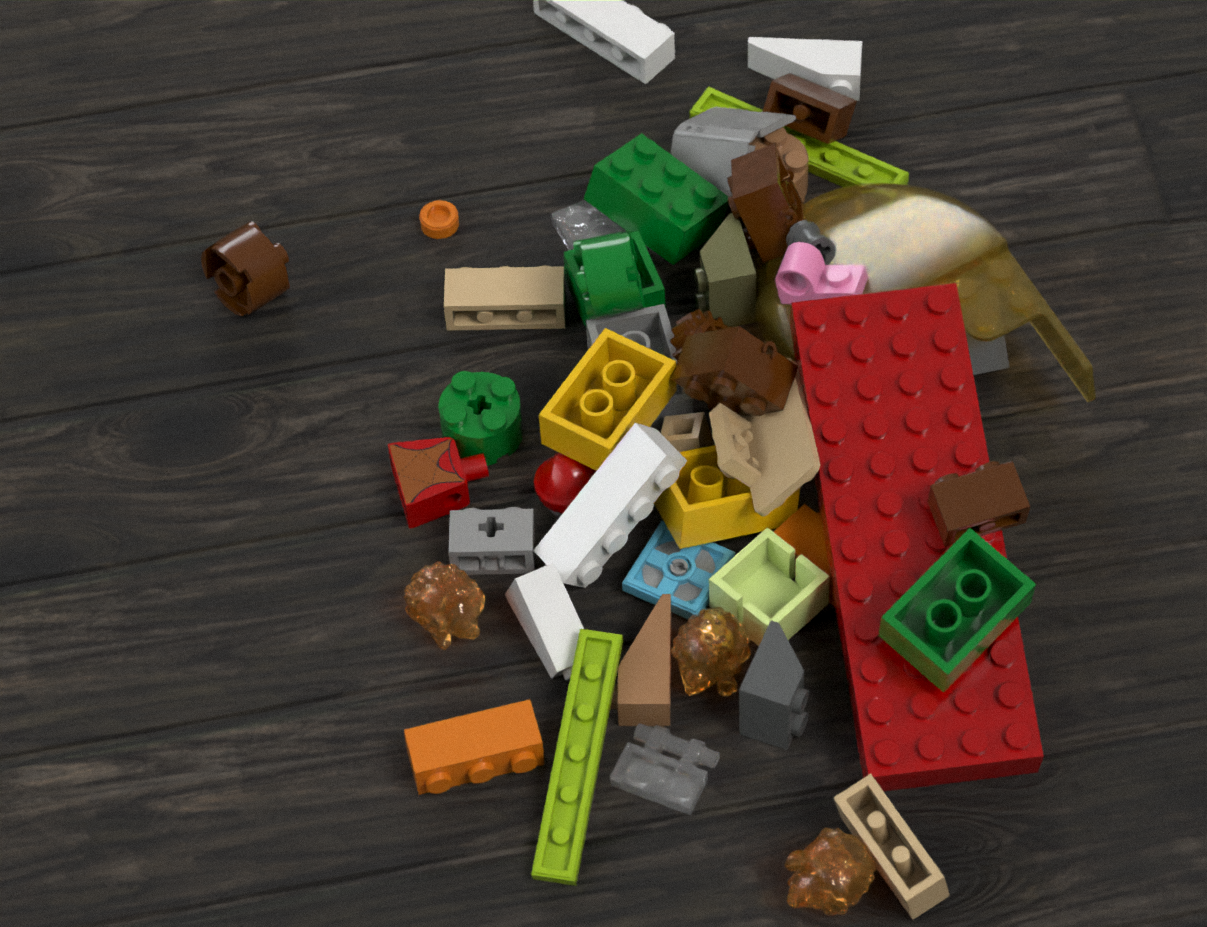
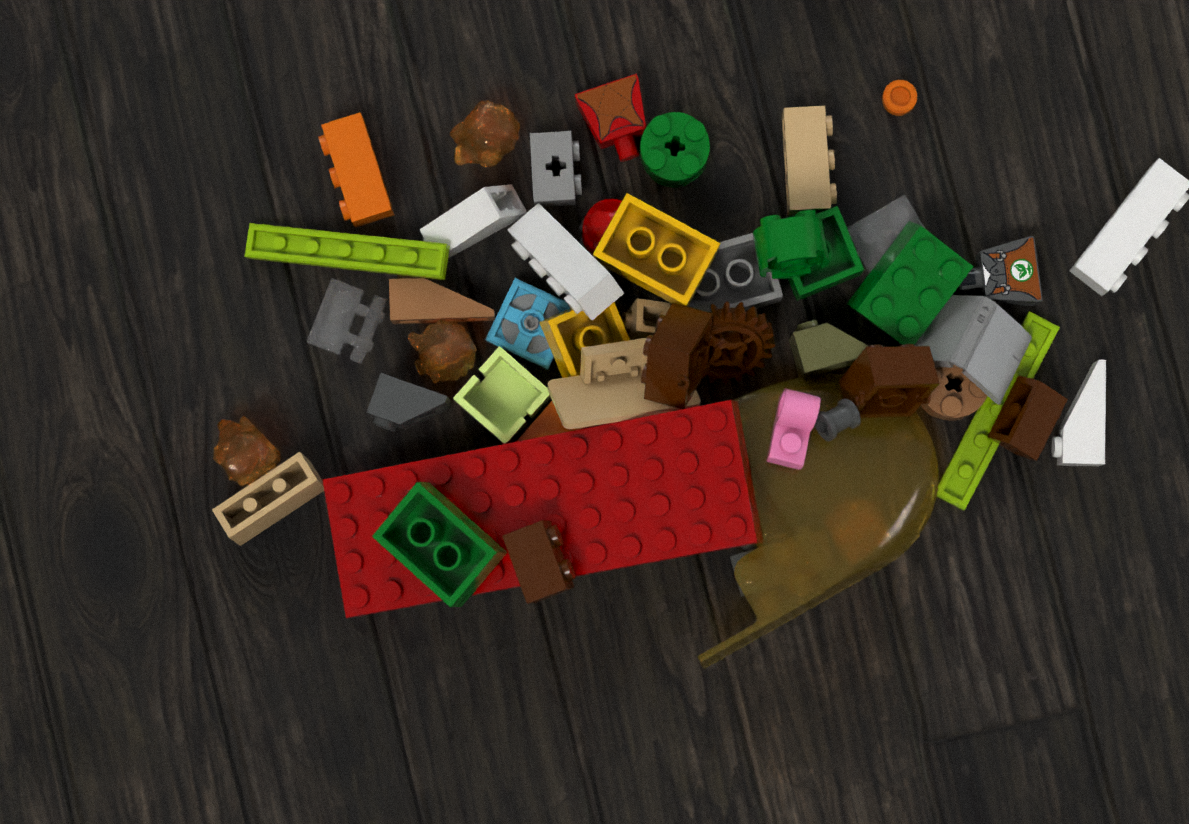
camera: 90 degrees right, 30 degrees up
(648, 112) = (1007, 274): none -> torso

